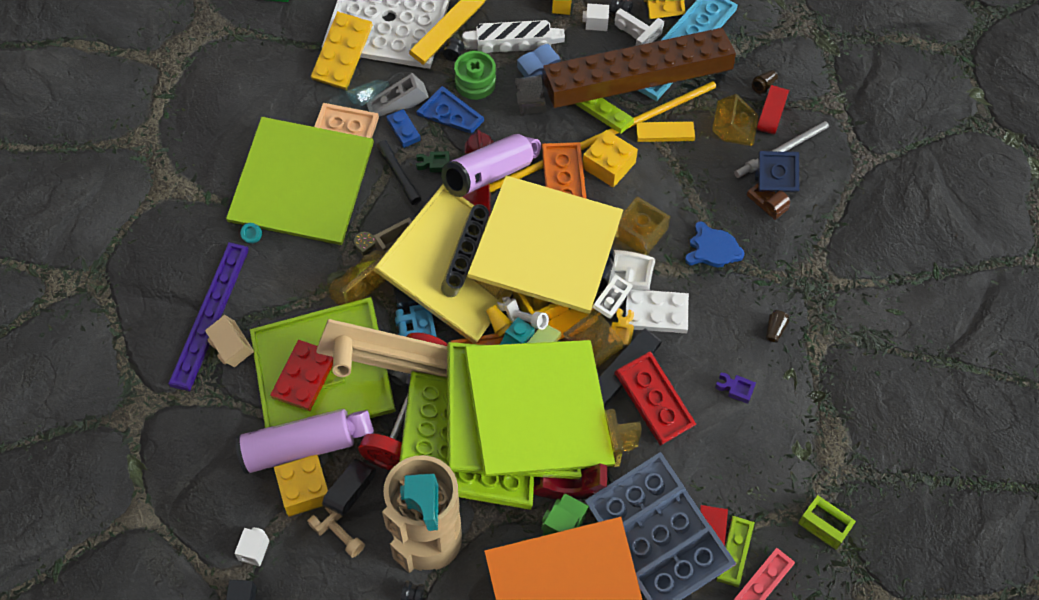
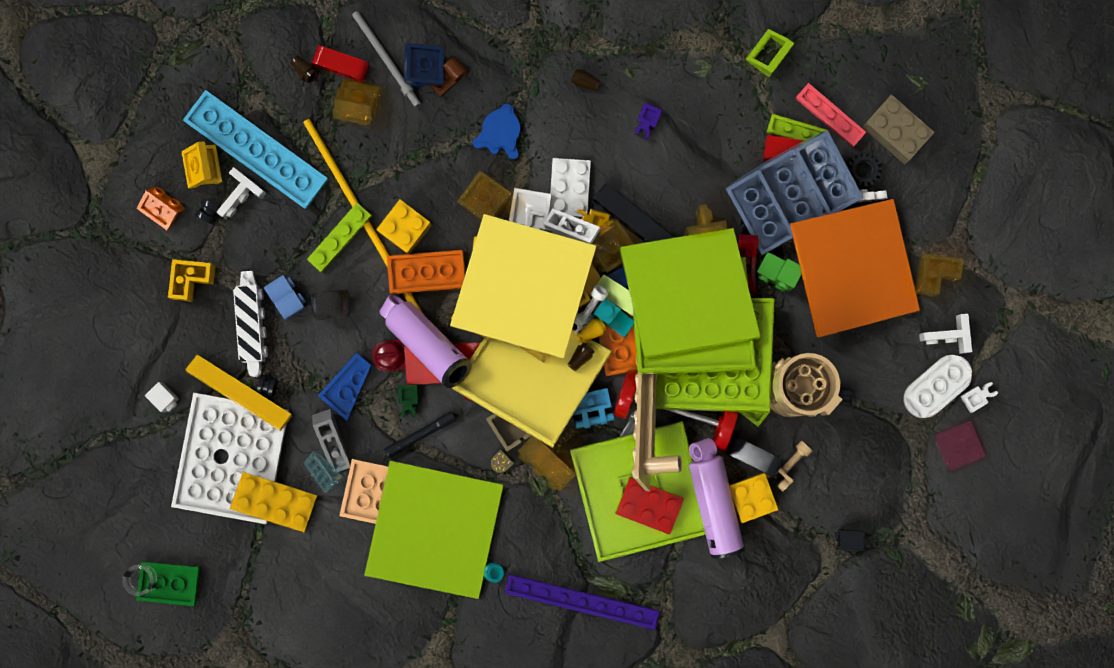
camera: 90 degrees left, 25 degrees up
(229, 341) = (614, 578): tan brick -> none
(252, 546) = (806, 535): white brick -> none
(403, 128) = (365, 433): blue plate -> none
(422, 495) = (818, 381): teal arch -> none
(463, 258) = (518, 356): black beam -> none
(472, 307) = (581, 355): none -> dark brown cone
(475, 75) = (291, 362): bright green wheel -> none
(596, 17) = (221, 237): white brick -> none
(638, 67) = (298, 194): reddish brown brick -> none
(655, 398) = (663, 192): red tile -> none
(665, 131) = (366, 172): yellow tile -> none

